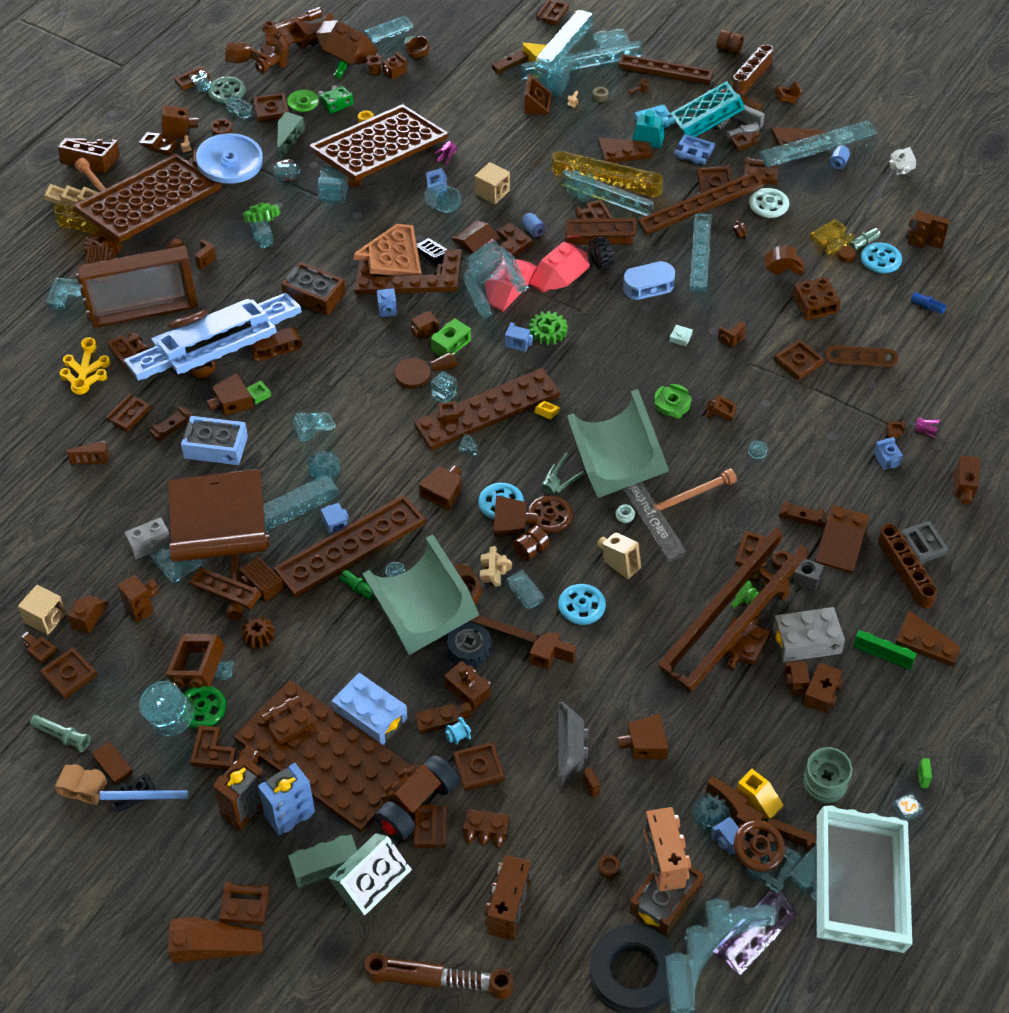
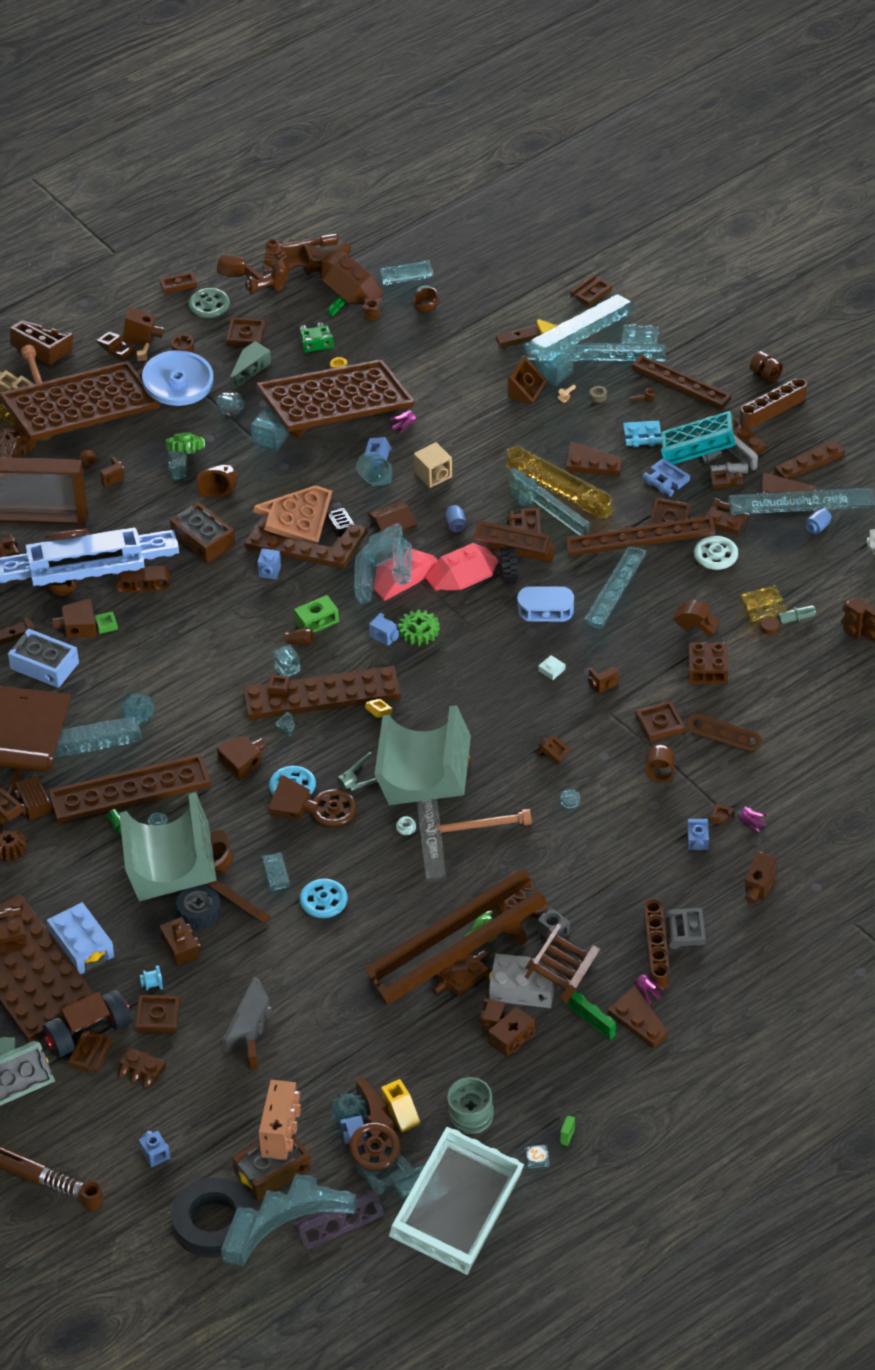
camera: 20 degrees right, 5 degrees down
(201, 81) = (185, 288): clear light blue brick -> none
(239, 106) = (212, 324): clear light blue plate -> none
(303, 100) = (280, 332): bright green dish -> none
(306, 240) = (217, 481): none -> reddish brown helmet
(309, 423) = (138, 664): clear light blue plate -> none
(334, 518) = (125, 758): medium blue brick -> none
(395, 66) = (393, 315): reddish brown brick -> none
(412, 373) = (264, 640): reddish brown tile -> none
(424, 325) = (295, 595): reddish brown brick -> none
(442, 716) = (137, 962): reddish brown plate -> none
(497, 566) = (256, 842): tan hips -> none
(508, 897) = (127, 1124): reddish brown piece -> none
(514, 239) = (430, 533): reddish brown plate -> none
(533, 541) = (301, 829): reddish brown wheel -> none
(540, 917) = (154, 1148): none -> medium blue brick
(550, 646) = (270, 928): reddish brown brick -> none
(609, 866) = (235, 1129): reddish brown tile -> none
(621, 554) = (377, 854): tan torso -> none
(645, 738) = (321, 1030): reddish brown torso -> none
(649, 129) = (625, 445): teal torso -> none
(669, 408) = (508, 738): bright green plate -> none
(740, 230) = (669, 574): reddish brown plate -> none
(789, 94) = (800, 439): reddish brown bracket -> none
(795, 834) = (413, 1146): reddish brown piece -> none
(796, 512) = (581, 871): reddish brown piece -> none
(804, 109) = (810, 460): none -> reddish brown plate
(820, 391) = (659, 757): none -> reddish brown helmet
(842, 539) = (606, 903): reddish brown slope -> none
(857, 603) = (574, 976): none -> reddish brown fence
(881, 257) = (805, 638): medium azure plate -> none
(921, 608) = (644, 983): none -> flat silver piece
(928, 303) = (826, 696): blue axle -> none

